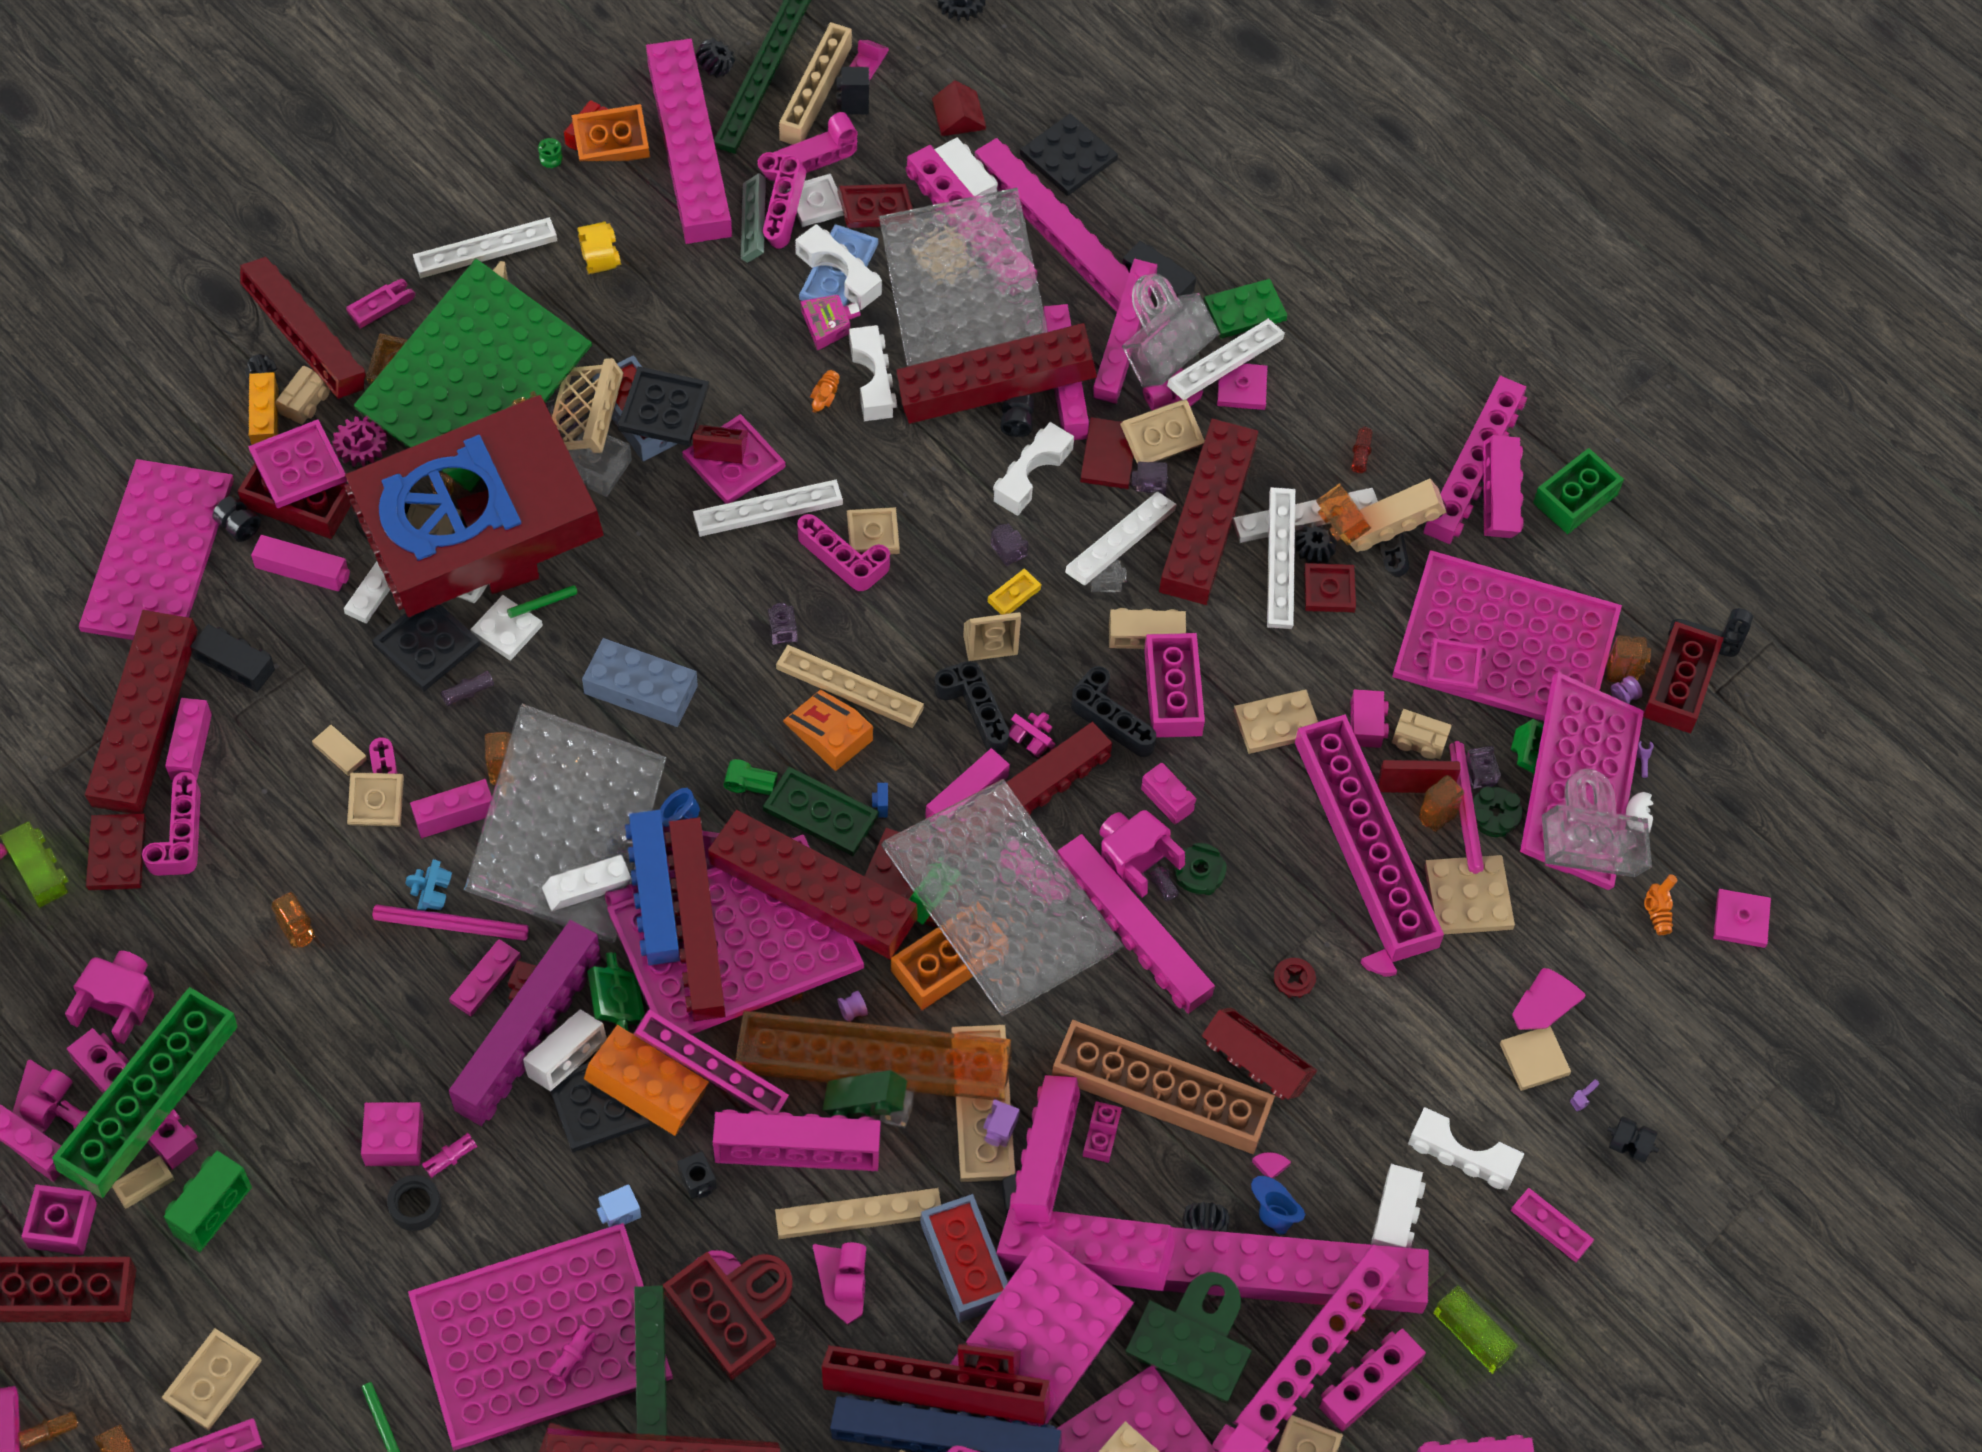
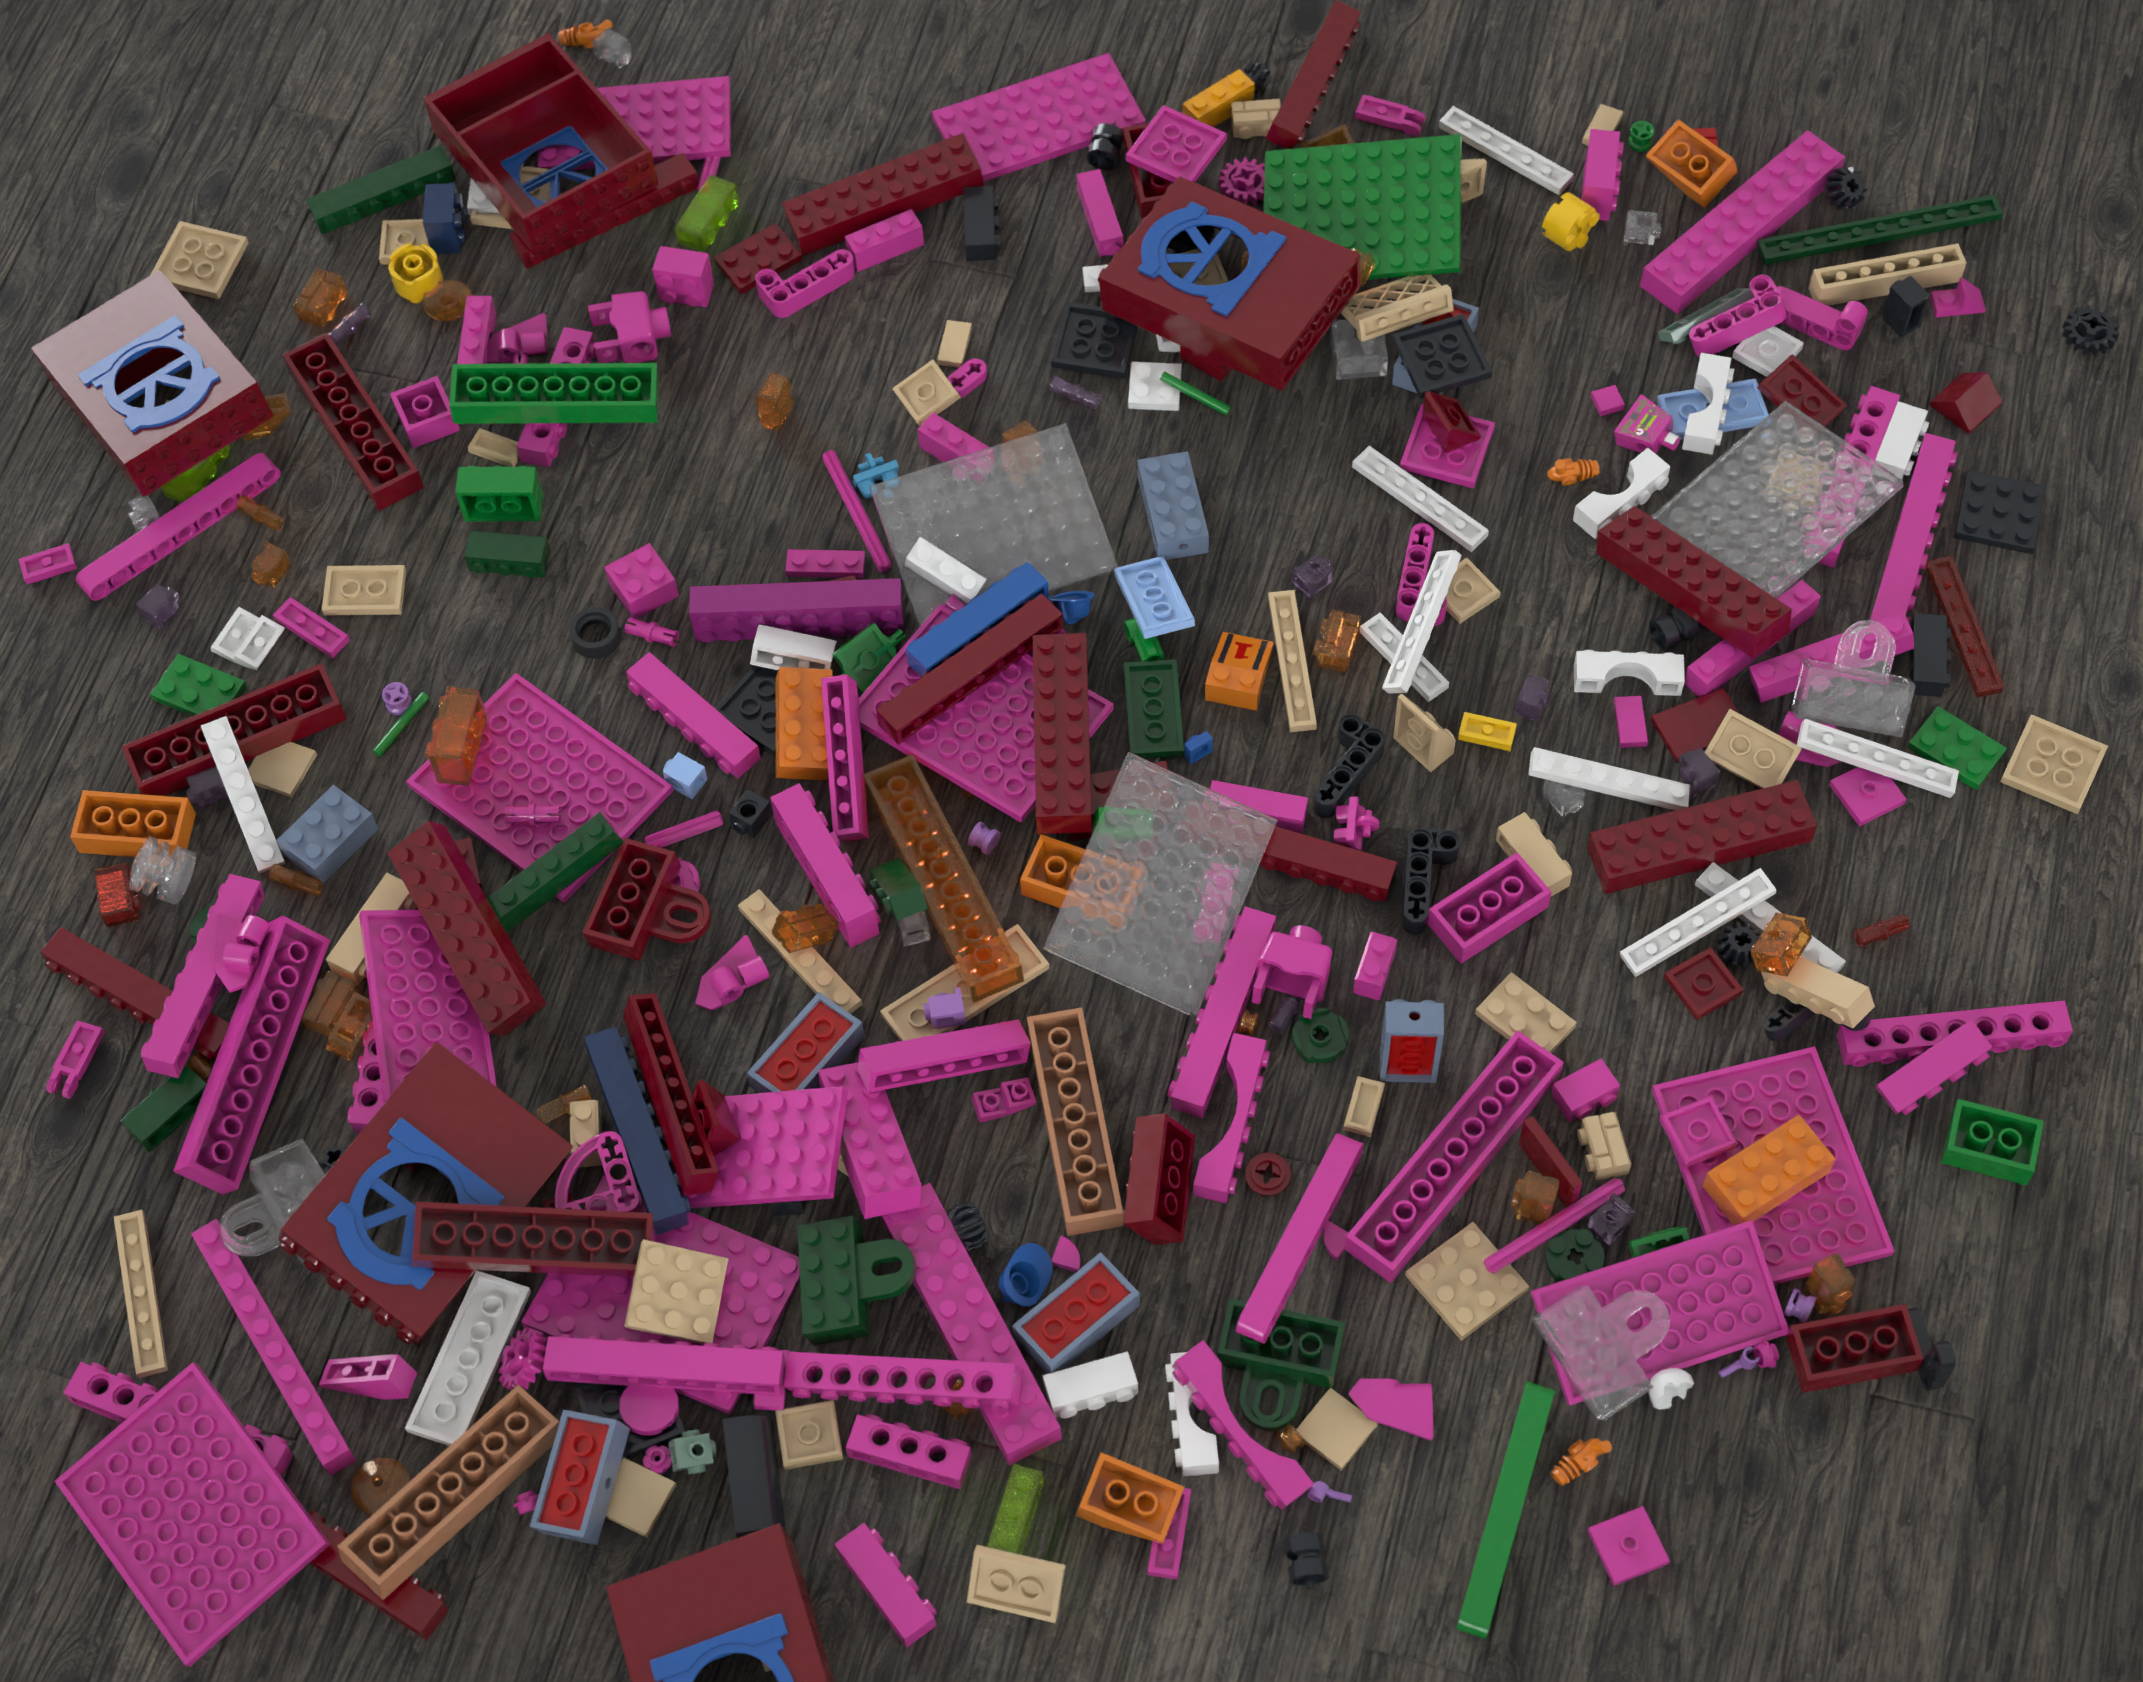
camera: 65 degrees right, 0 degrees up
(95, 919) = (683, 276): none -> dark pink brick
(272, 1232) = (507, 554): none -> dark green brick
(350, 1405) = (394, 692): none -> medium lavender wheel
(451, 1372) = (457, 735): none -> clear orange brick
(517, 172) = (1604, 119): none -> tan tile
(562, 1168) = (693, 716): none -> dark pink brick
(568, 196) = (1601, 171): none -> dark pink brick
(637, 207) = (1641, 227): none -> clear brick
(671, 1240) = (685, 830): none -> dark pink axle
(719, 746) = (1154, 597): none -> light blue tile
(776, 329) = (1607, 400): none -> dark pink tile
(845, 1191) = (805, 927): none -> clear orange brick
(857, 643) = (1338, 640): none -> clear orange brick
(894, 572) = (1421, 622): none -> white plate
(905, 607) = (1387, 640): none -> white plate
(1073, 495) = (1630, 721): none -> dark pink tile
(1157, 910) = (1248, 1023): none -> clear orange bush
(1163, 240) = (1964, 626): none -> clear red plate
(1267, 801) = (1411, 1041): none -> sand blue brick
(1271, 1009) = (1217, 1168): none -> dark pink arch
(1278, 876) = (1364, 1106): none -> tan tile
(1302, 259) = (2054, 764): none -> tan plate
(1335, 1184) = (1076, 1315): none -> brick
(1375, 982) = (1299, 1238): none -> dark pink beam
(1451, 1118) = (1279, 1475): none -> dark pink arch
(1456, 1057) = (1296, 1352): none -> dark green brick
(1513, 1237) = (1129, 1499): none -> orange slope
(1518, 641) = (1768, 1172): none -> orange brick
(1527, 1093) = (1290, 1439): none -> clear orange bush
(1536, 1360) = (1016, 1583): none -> tan plate
(1649, 734) = (1768, 1354): none -> dark pink plate
(1670, 980) = (1505, 1510): none -> green beam

